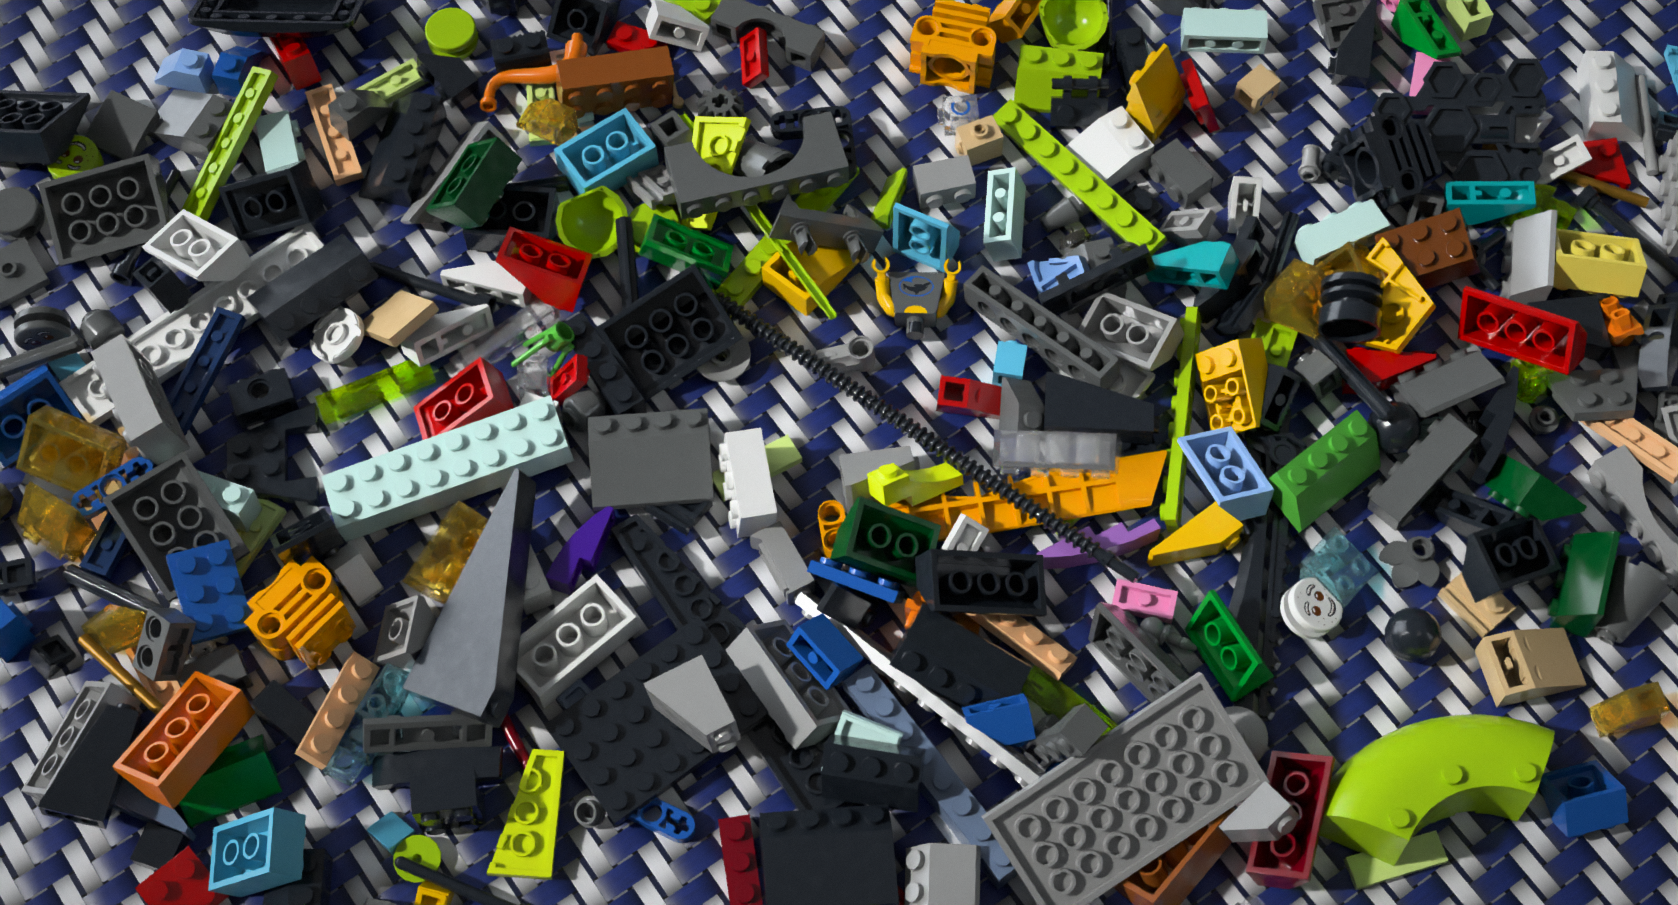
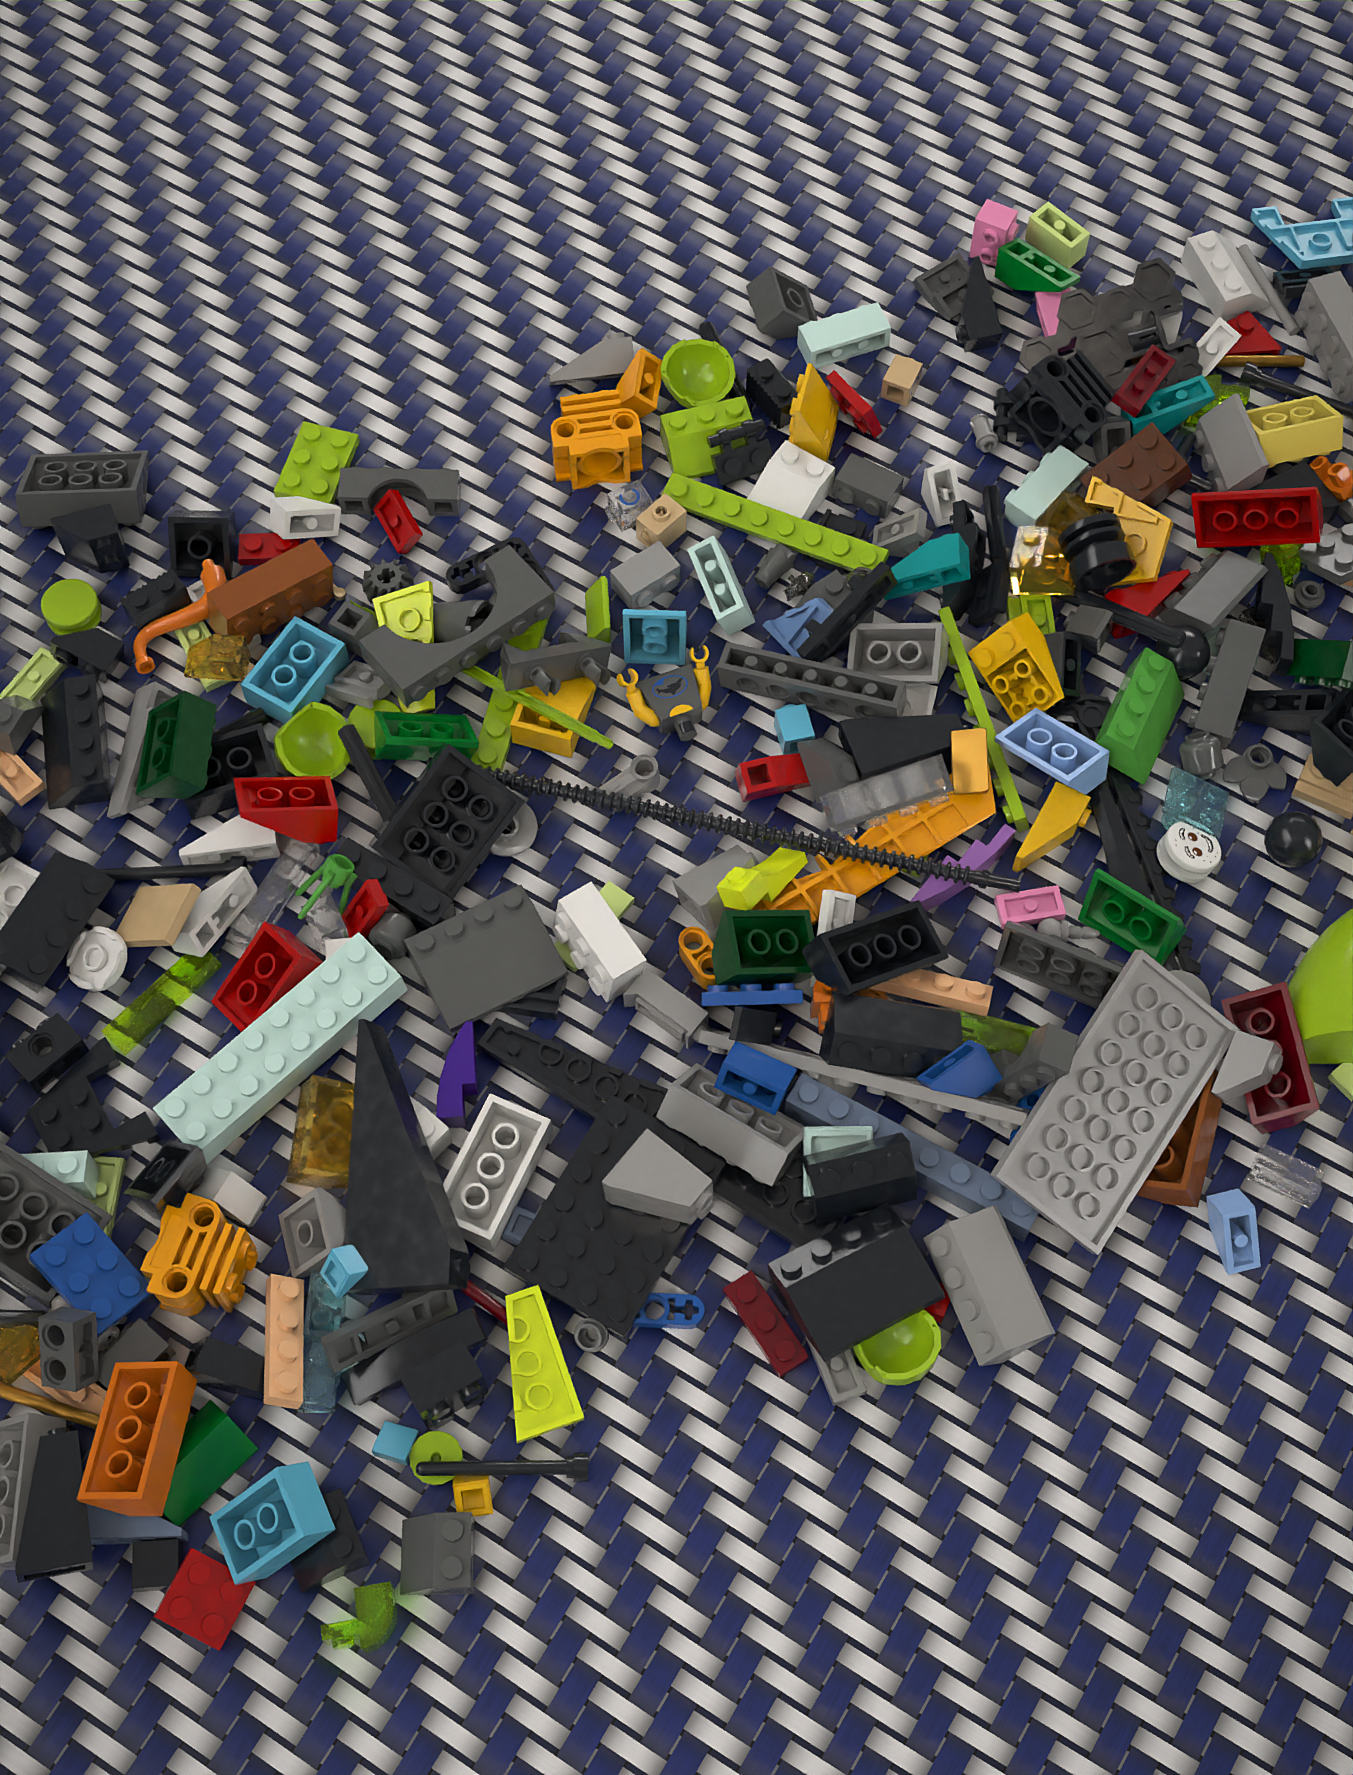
camera: 25 degrees left, 0 degrees up
(409, 670) = (343, 1269): none -> medium azure slope
(1144, 450) = (969, 761): none -> slope
(1366, 526) = (1201, 754): none -> dark grey head
(1473, 167) = (1143, 380): none -> dark red plate

